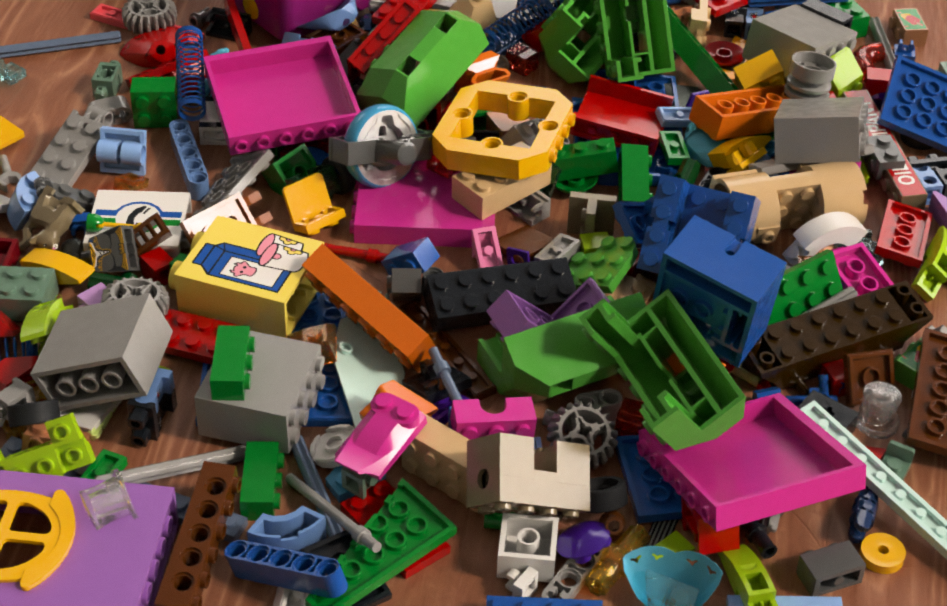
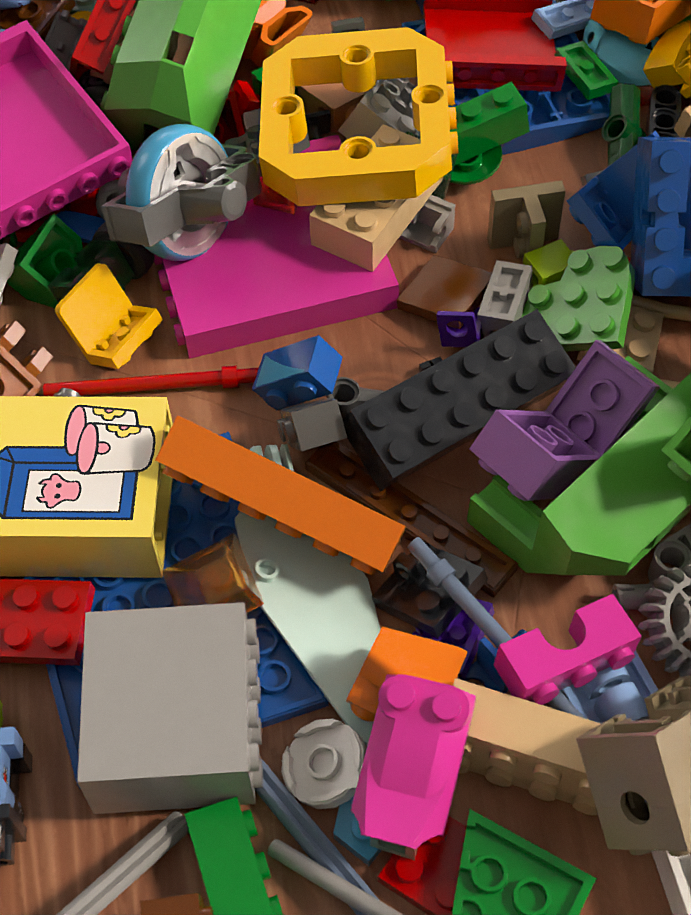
camera: 15 degrees left, 15 degrees up
(231, 363) = (119, 698): green brick -> none
(486, 247) = (402, 322): bright pink slope -> none
(634, 173) = (557, 135): green brick -> none

